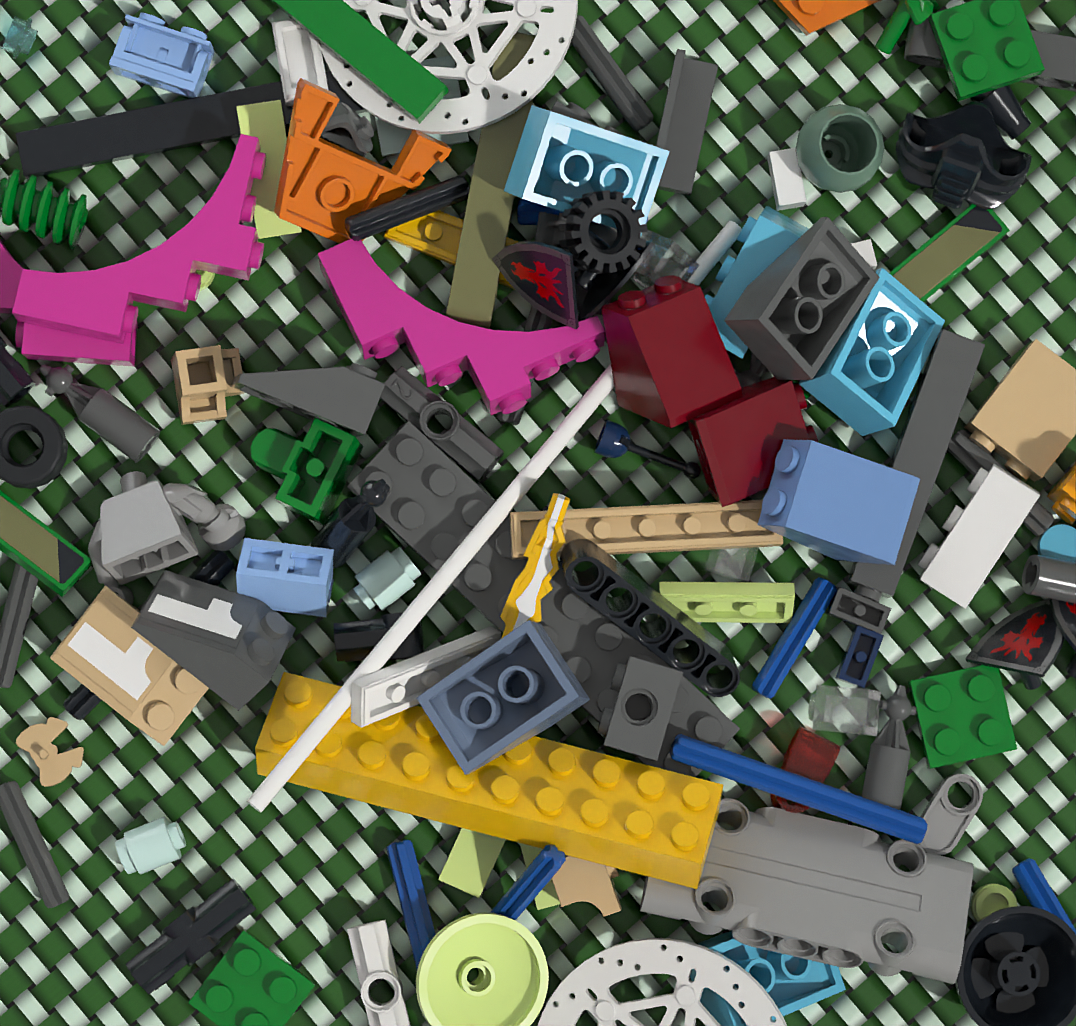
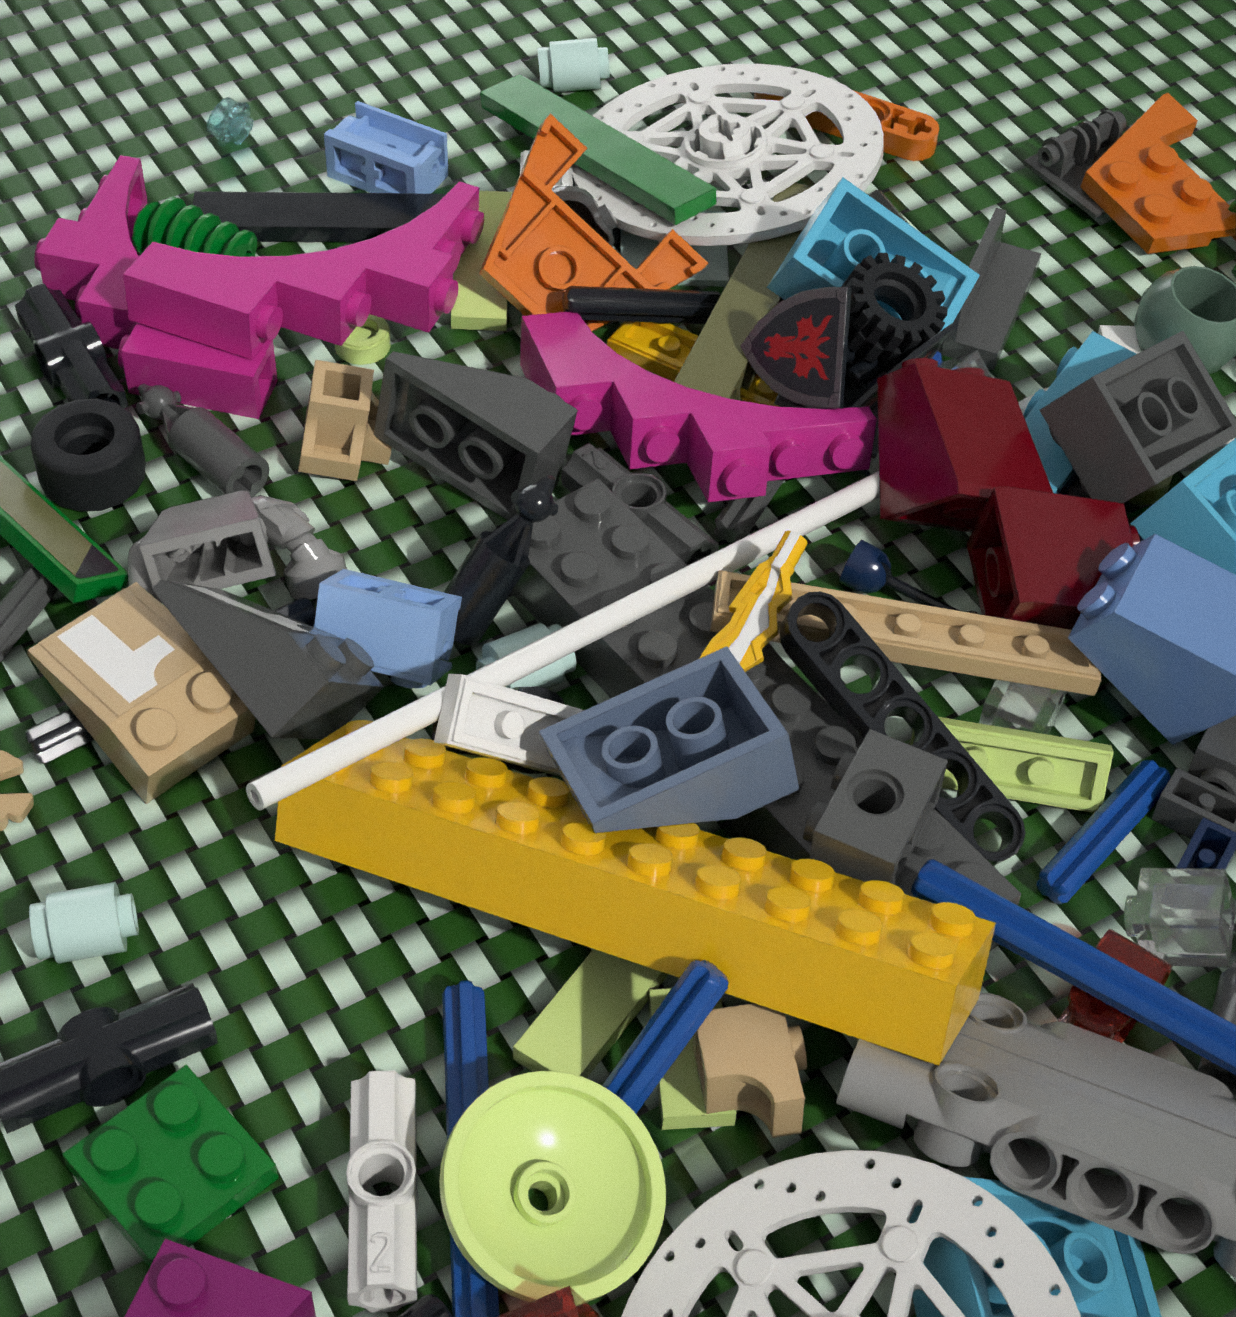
camera: 15 degrees right, 35 degrees down
(311, 468) = (446, 516): green brick -> none

